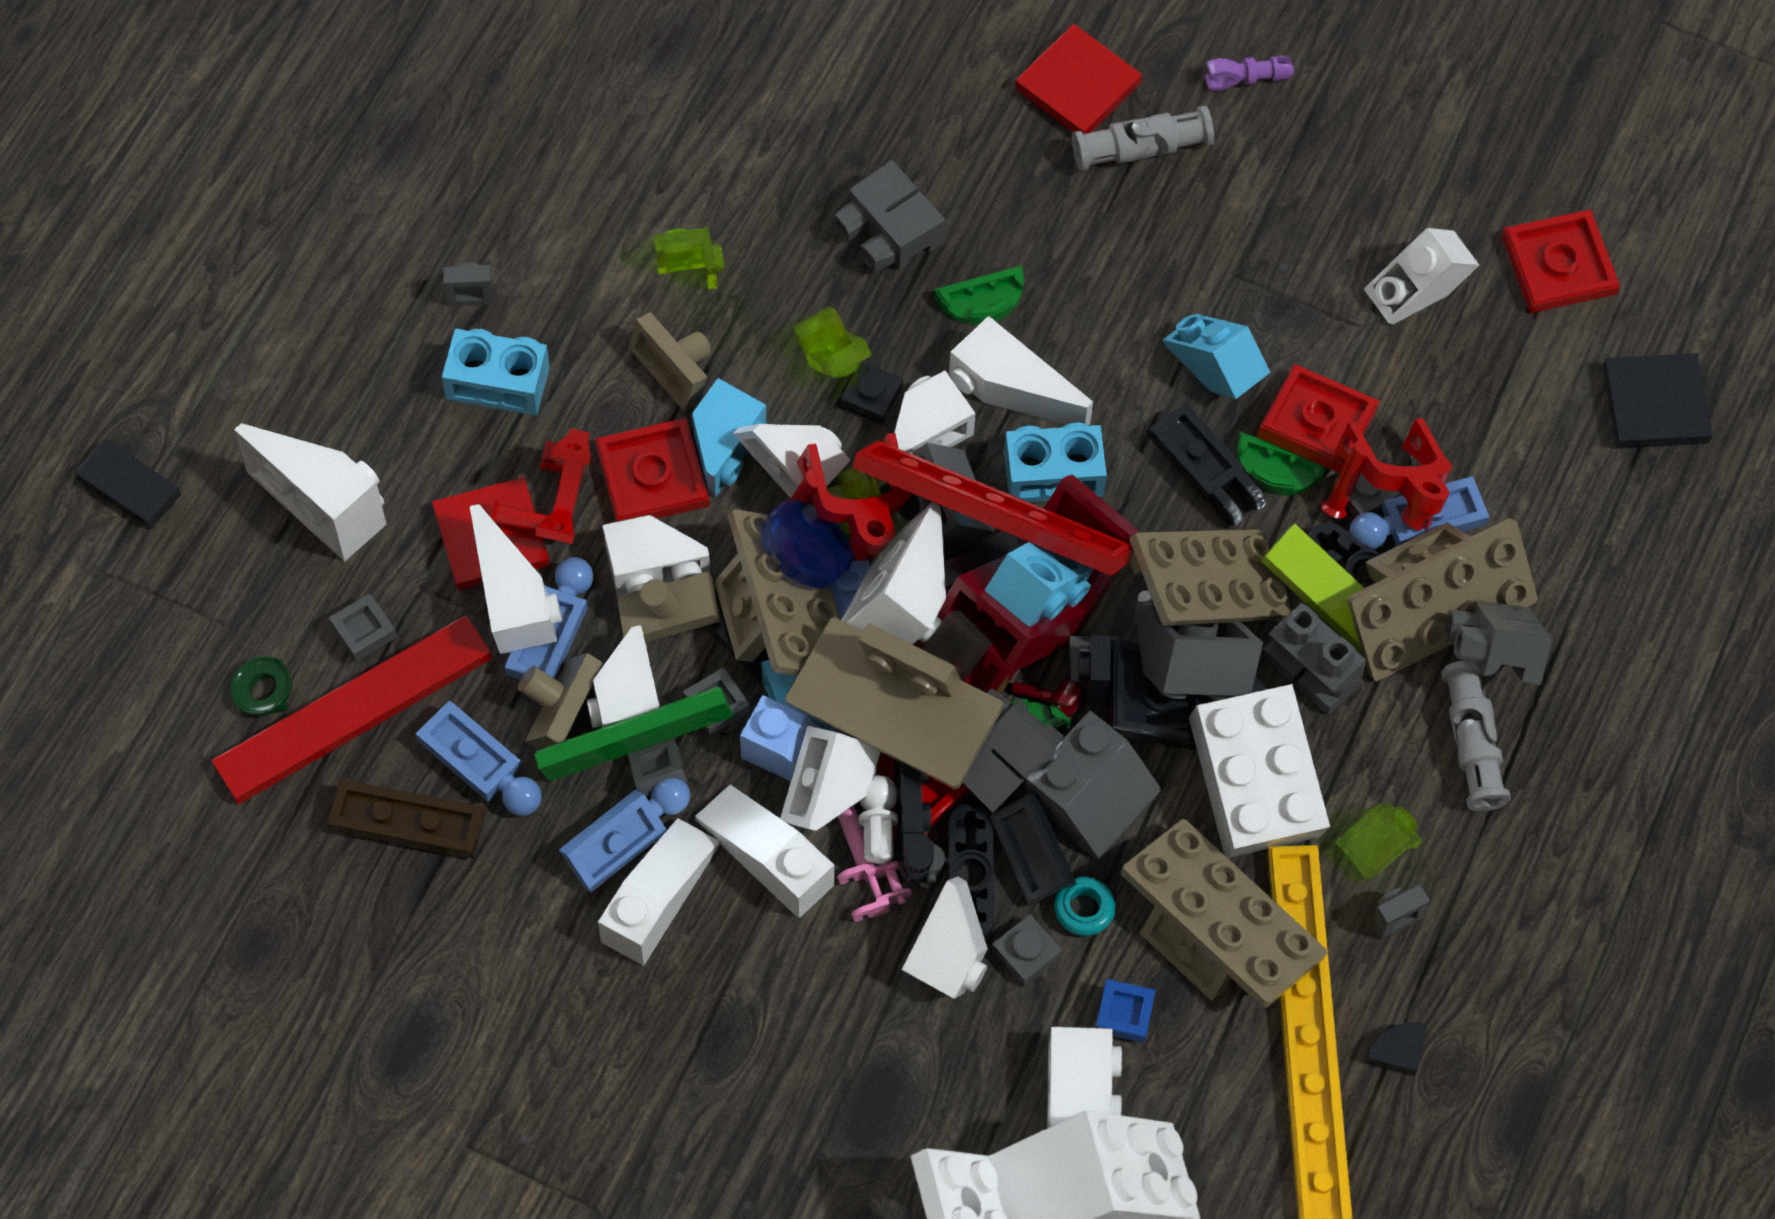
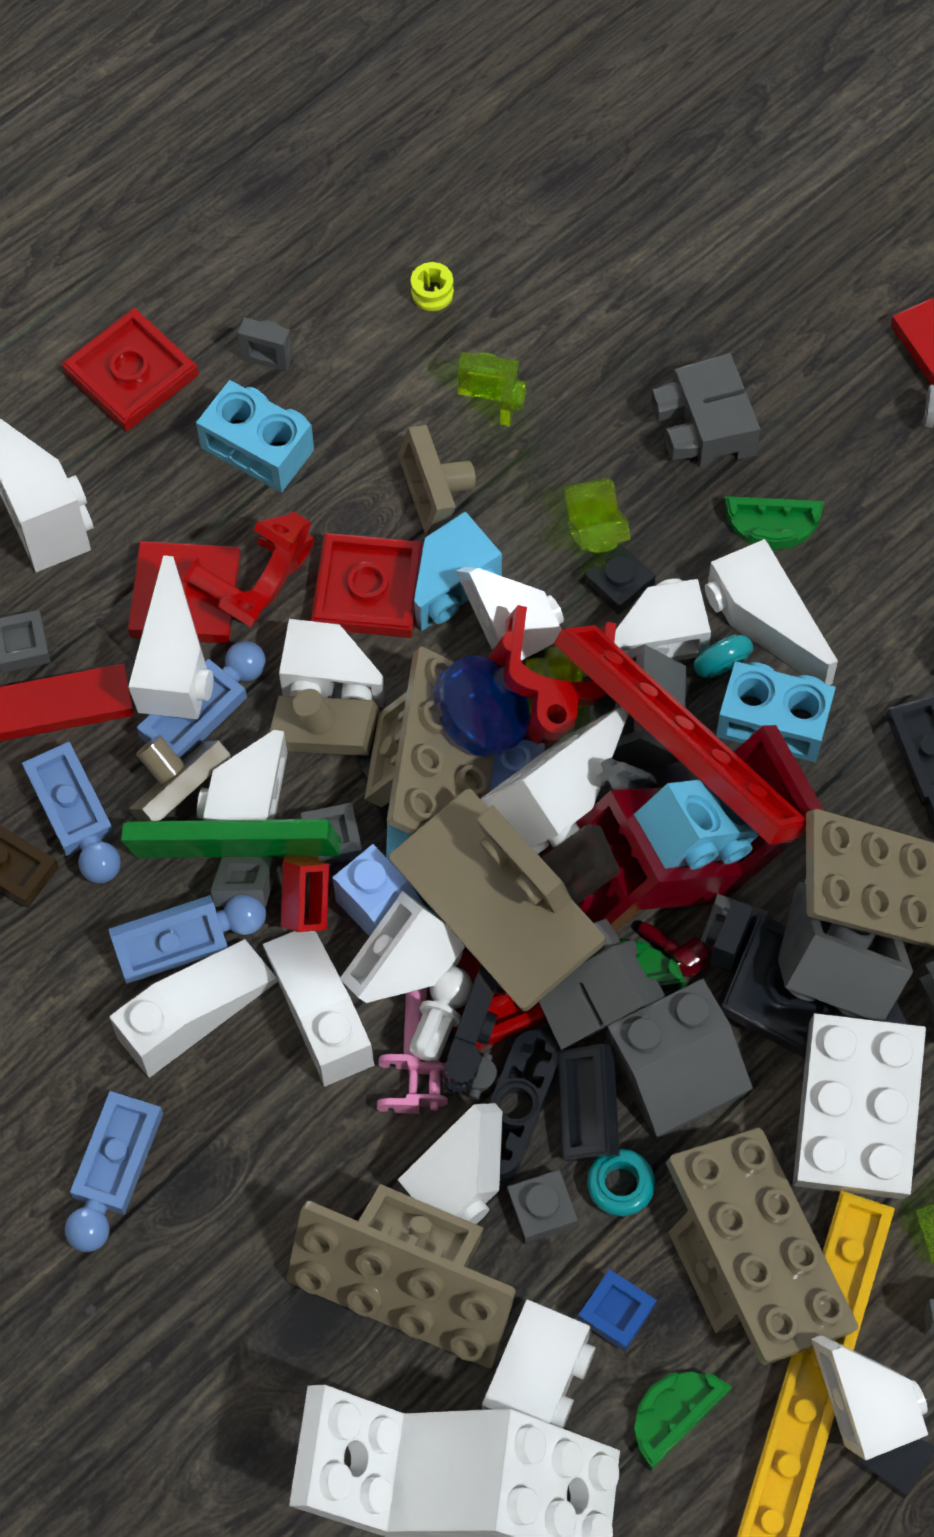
camera: 25 degrees right, 0 degrees up
(350, 348) = (130, 369): none -> red tile
(607, 188) = (429, 273): none -> neon yellow bush
(648, 1051) = (111, 1168): none -> medium blue plate
(718, 758) = (293, 893): none -> red piece
(940, 1043) = (405, 1270): none -> dark tan bracket
(959, 562) = (622, 776): none -> dark grey axle
(991, 430) = (722, 656): none -> teal piece
(1201, 1076) = (673, 1410): none -> green tile
(1359, 1004) = (870, 1401): none -> white slope

